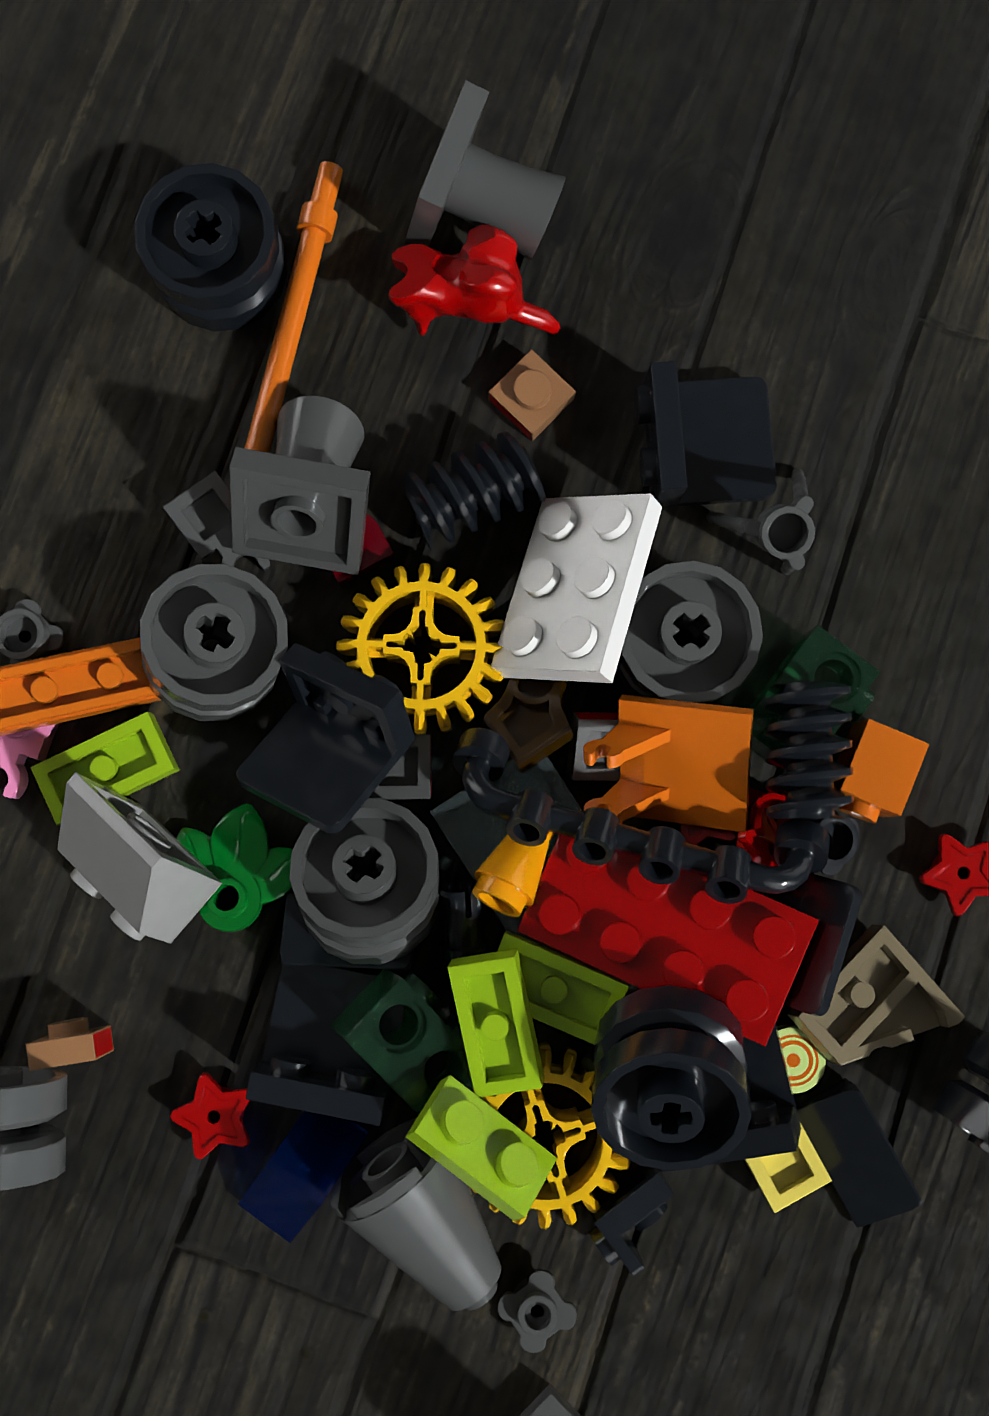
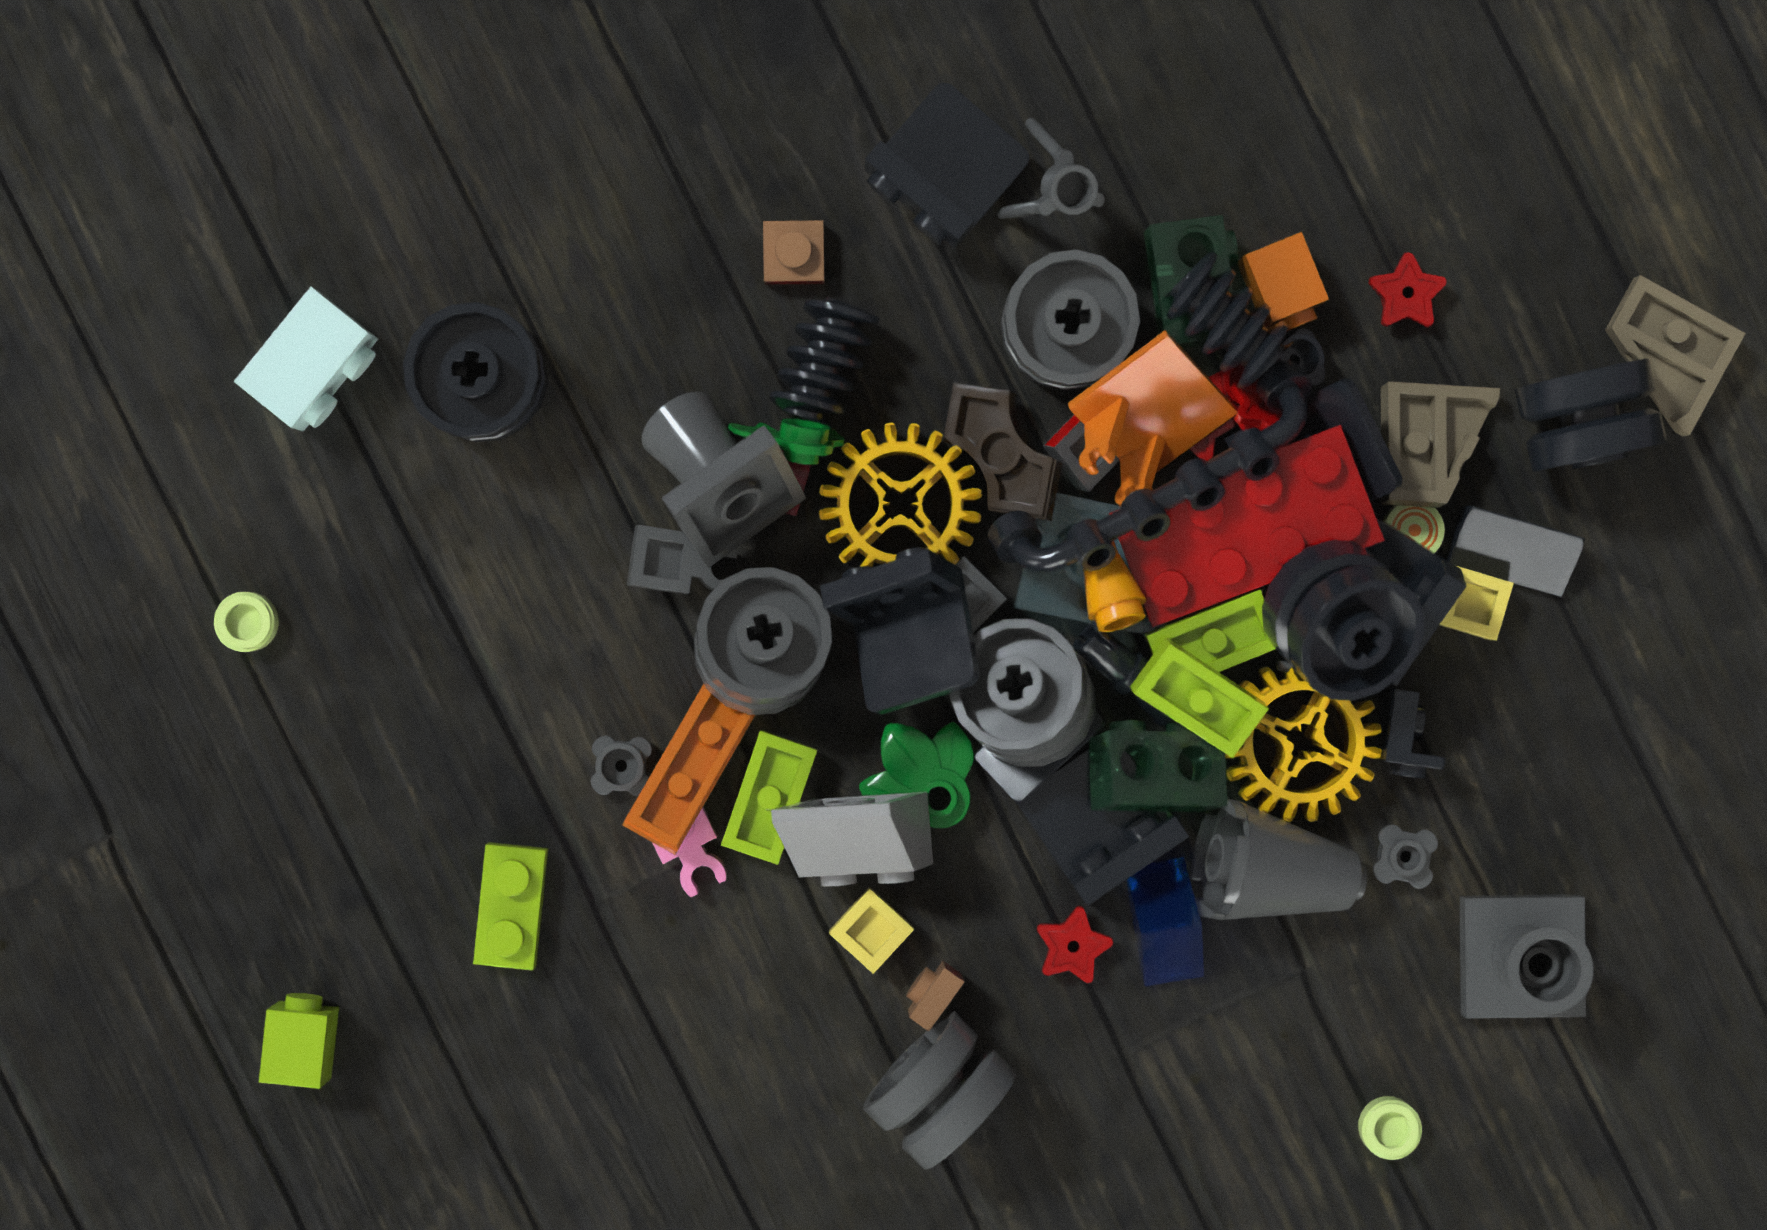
camera: 40 degrees left, 5 degrees up
(76, 947) = (871, 930): none -> light yellow plate
(105, 126) = (308, 361): none -> light aqua brick
(316, 228) = (524, 283): orange bar -> none
(394, 523) = (798, 438): none -> green plate
(473, 284) = (684, 216): red animal -> none
(482, 185) = (619, 145): dark grey plant -> none
(482, 1148) = (1267, 784): lime plate -> none
(577, 588) = (965, 360): white plate -> none

